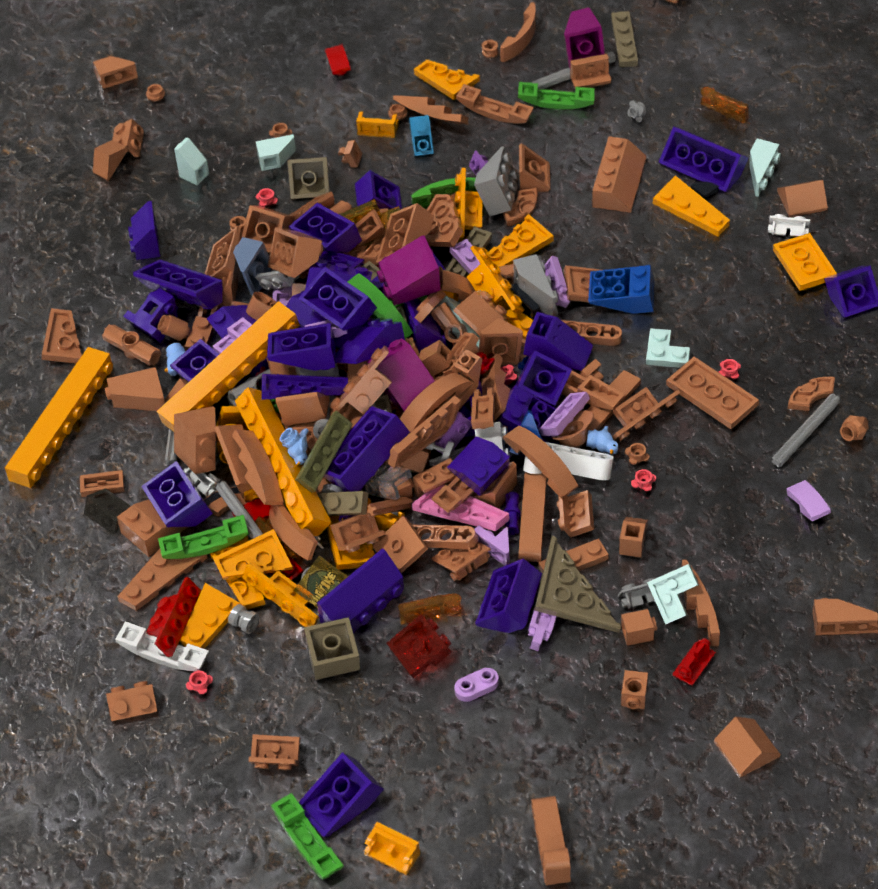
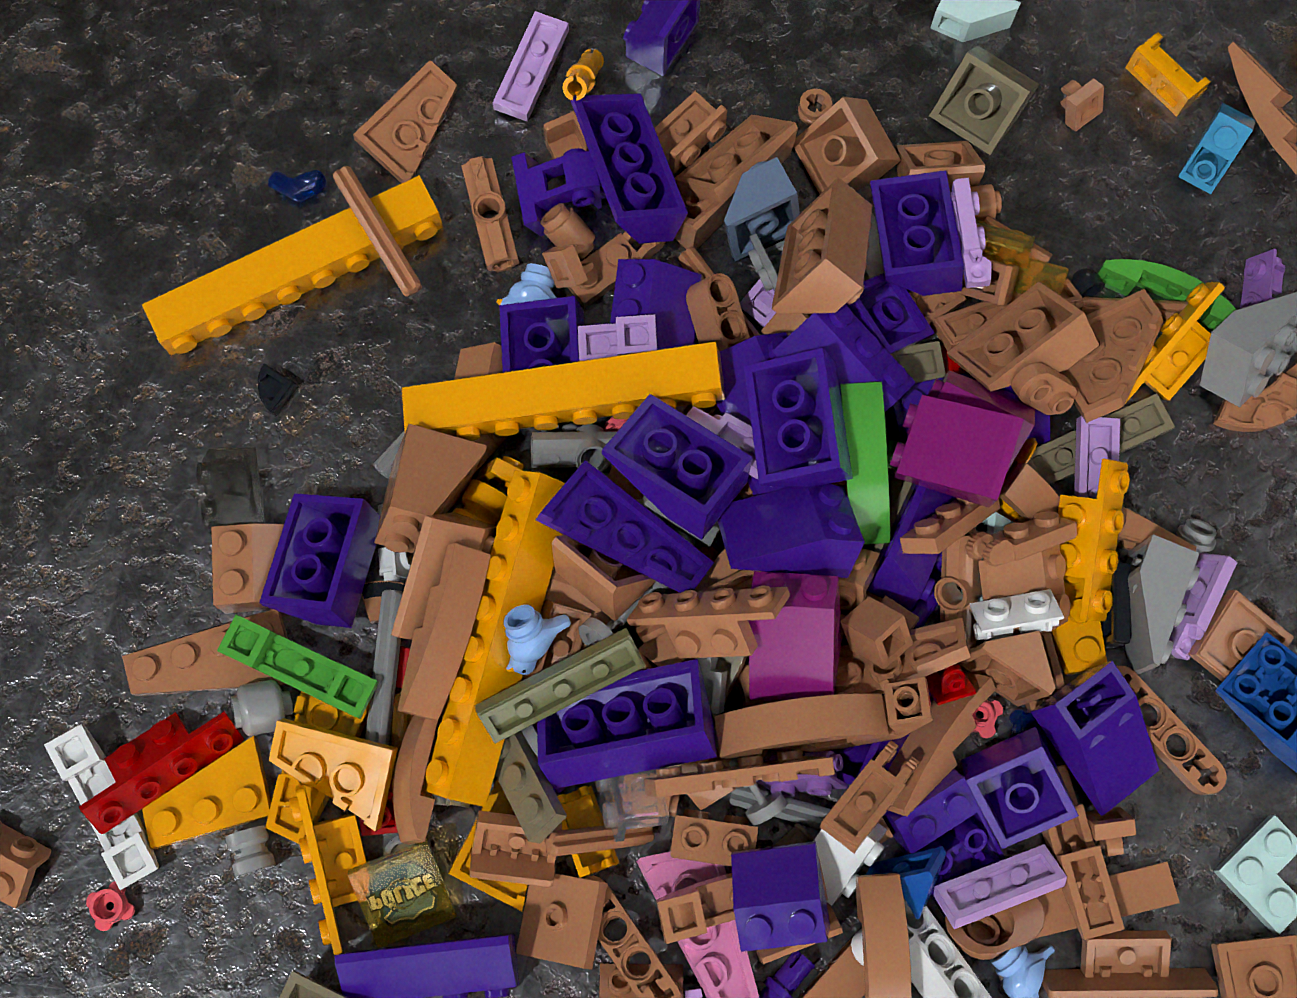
camera: 35 degrees right, 25 degrees up
(32, 392) = (300, 187): none -> clear blue arm
(89, 373) = (377, 231): none -> nougat axle
(91, 465) = (274, 389): none -> black tile
(98, 285) = (531, 66): none -> lavender plate
(103, 482) = (289, 448): nougat tile -> none
(126, 264) = (582, 74): none -> light orange pin
(136, 390) = (439, 312): nougat slope -> none
(138, 295) = (563, 135): none -> nougat panel
(185, 335) = (566, 266): none -> nougat tile
(194, 258) = (689, 130): none -> nougat bracket
(199, 568) = (260, 706): none -> light grey head
(266, 197) = (895, 79): coral plate -> none
(349, 212) = (971, 238): none -> lavender hinge
(375, 187) = (1059, 215): dark purple slope -> none
(398, 109) = (1219, 71): nougat plate -> none
(434, 241) = (1044, 389): none -> nougat plate
(462, 293) = (1021, 539): none -> nougat hinge
(489, 312) = (1027, 611): none -> white hinge
(522, 242) = (1203, 480): light orange wing -> none

